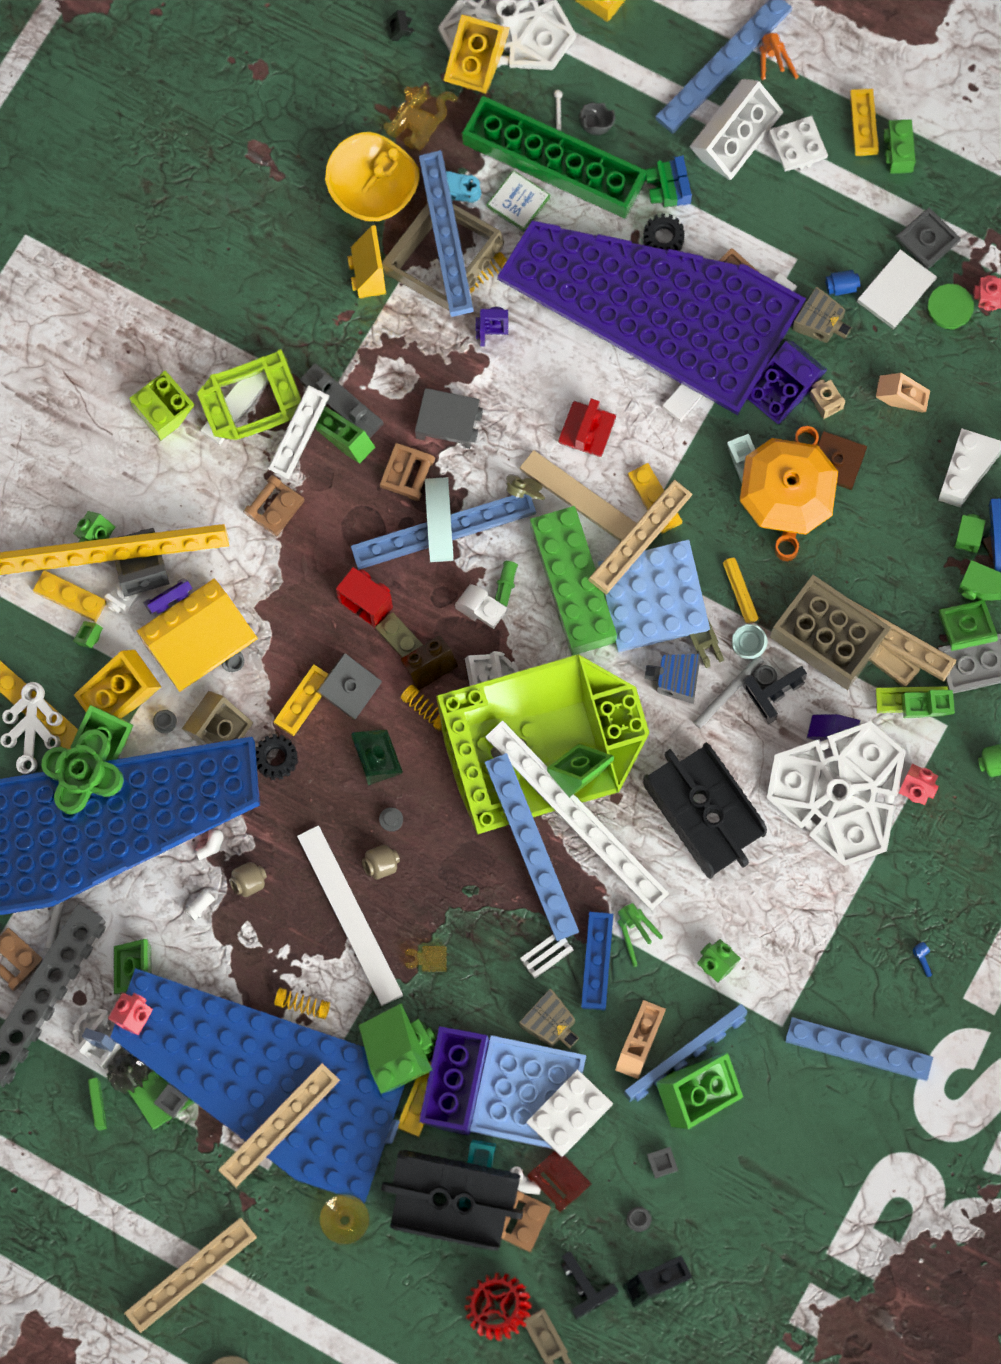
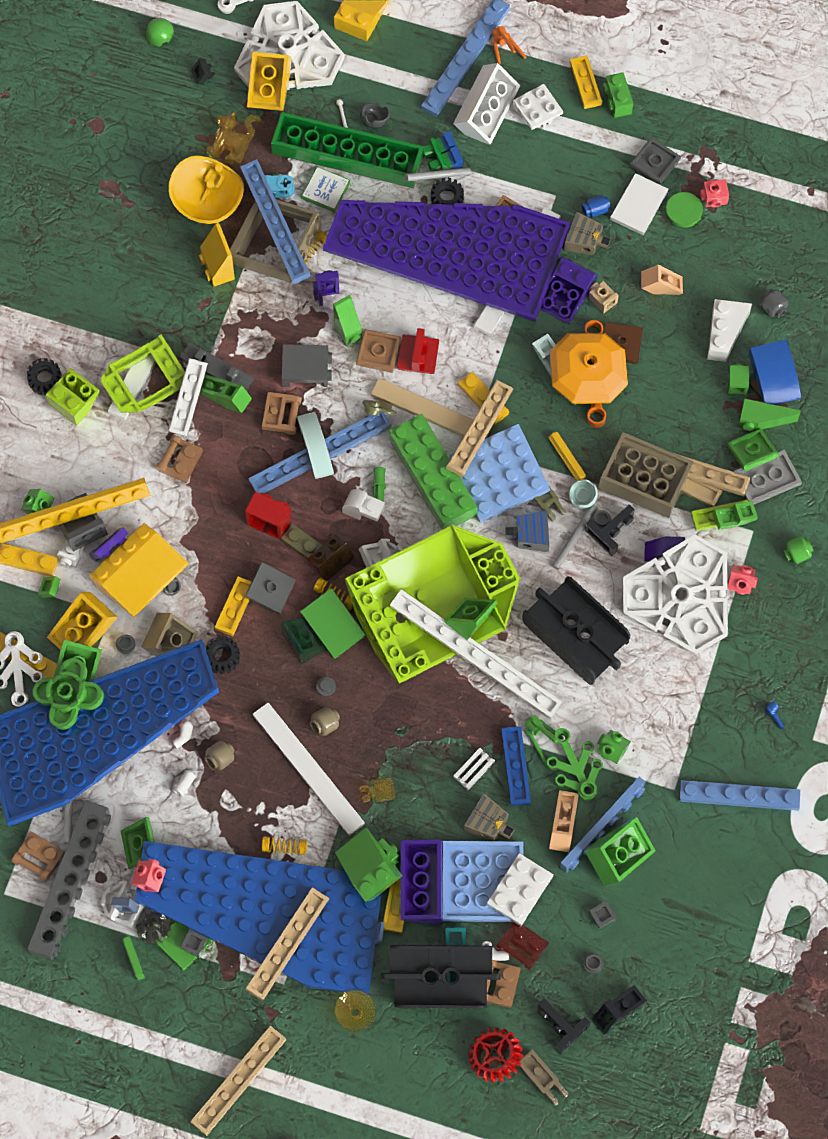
camera: 15 degrees left, 5 degrees down
(129, 361) = (39, 367): none -> black tyre
(415, 744) = (333, 623): none -> bright green tile
(508, 373) = (347, 321): none -> slope
(531, 847) = (445, 685): medium blue plate -> none
(540, 416) = (378, 350): none -> medium nougat plate
(656, 208) = (437, 174): none -> light grey bar
(668, 976) = (576, 768): none -> bright green plant

